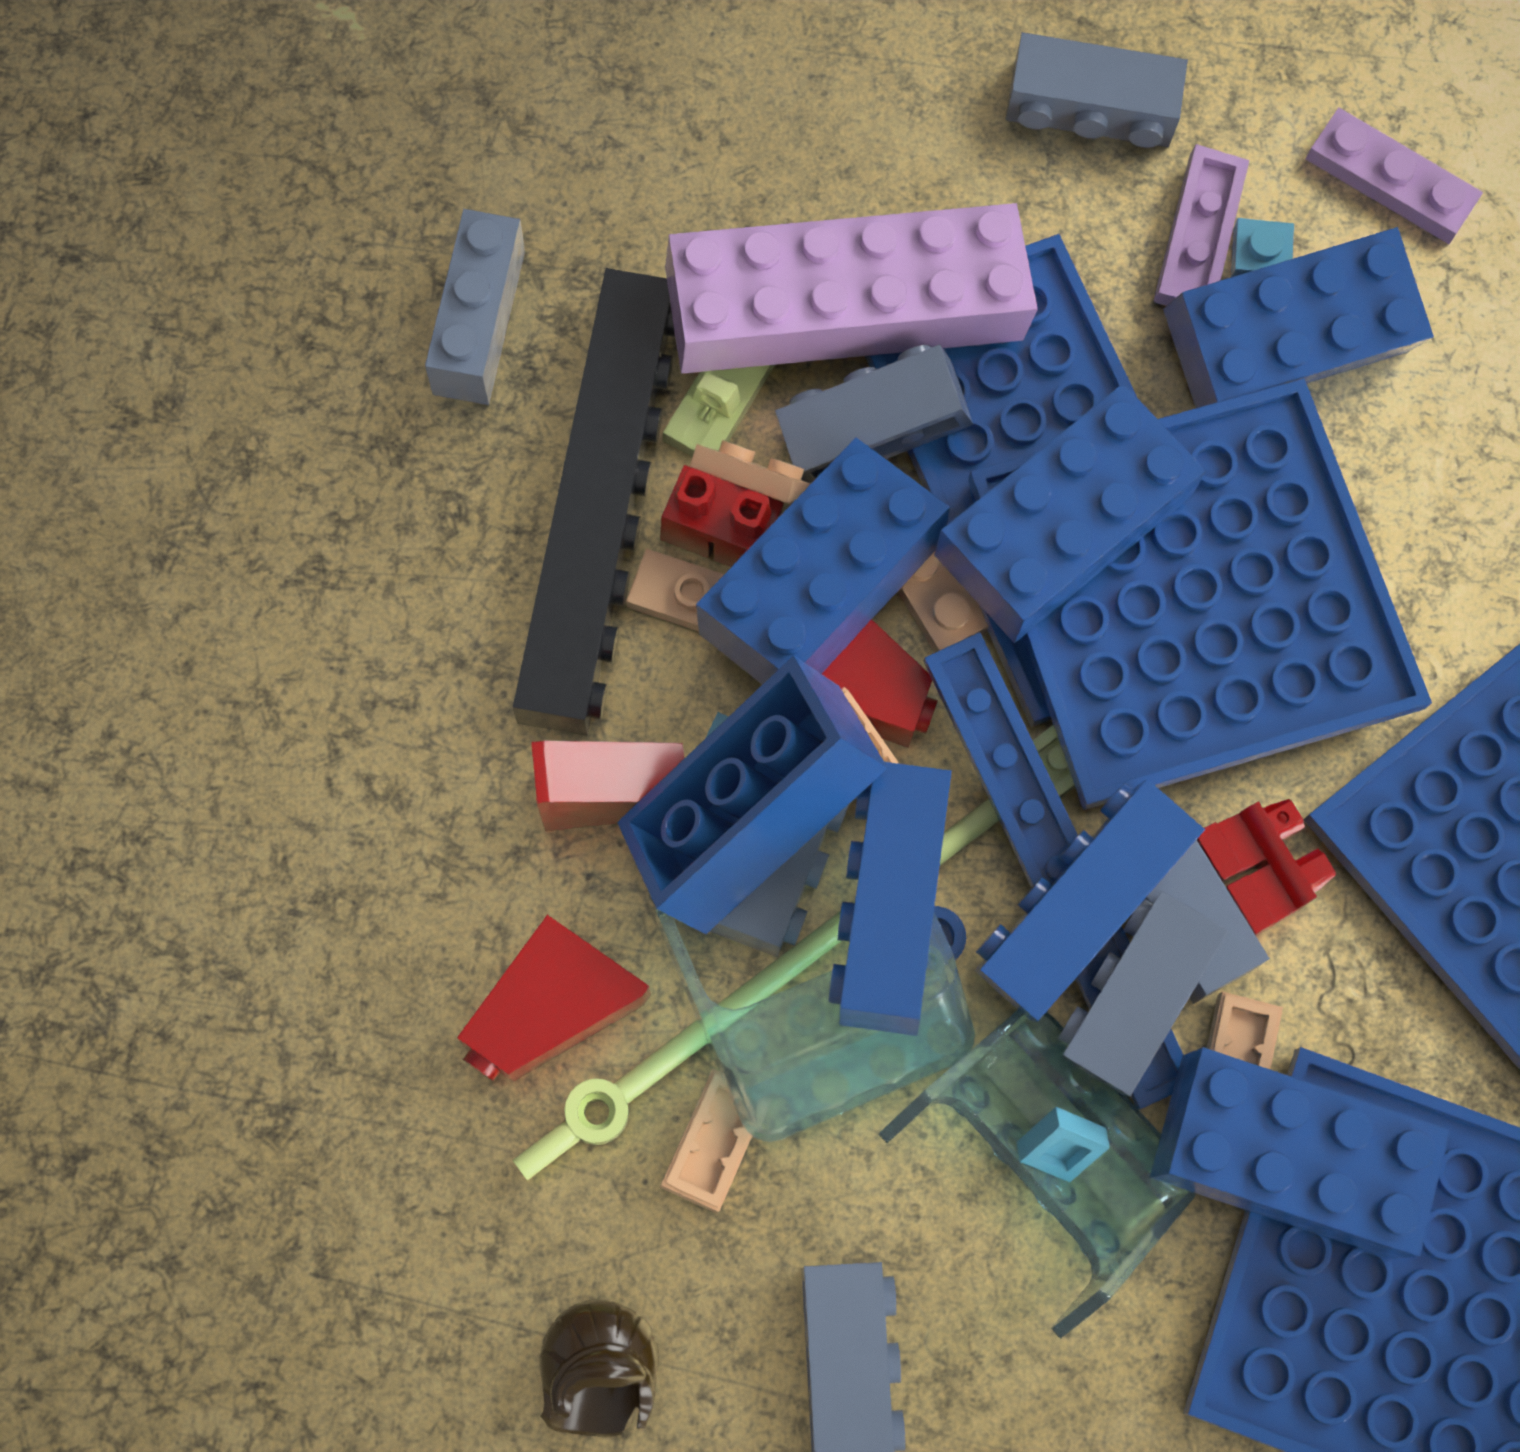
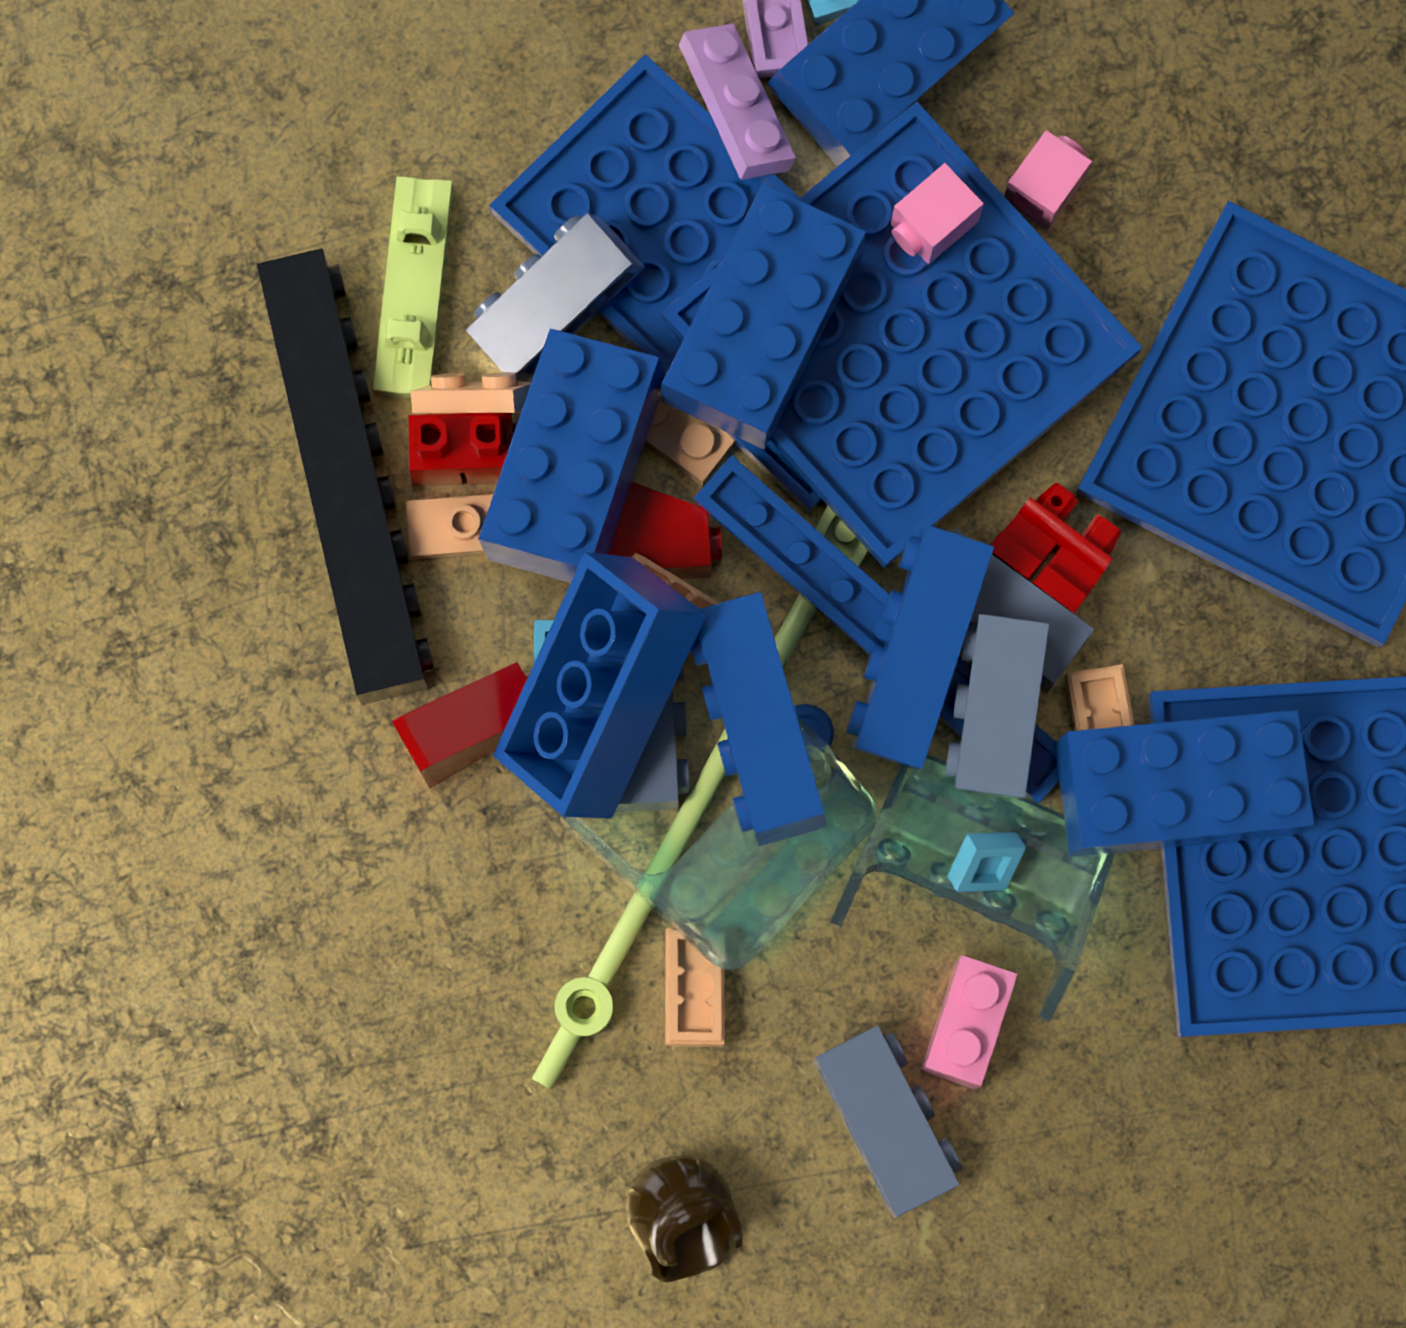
camera: 20 degrees left, 5 degrees up
(475, 307) = (154, 347): sand blue brick -> none
(547, 1003) = (501, 934): red slope -> none
(848, 287) = (482, 191): lavender brick -> none
(975, 1301) = (968, 1022): none -> bright pink brick
(1128, 312) = (737, 101): none -> lavender plate
(1279, 487) = (935, 214): none -> bright pink brick
(1402, 507) = (1048, 178): none -> bright pink brick

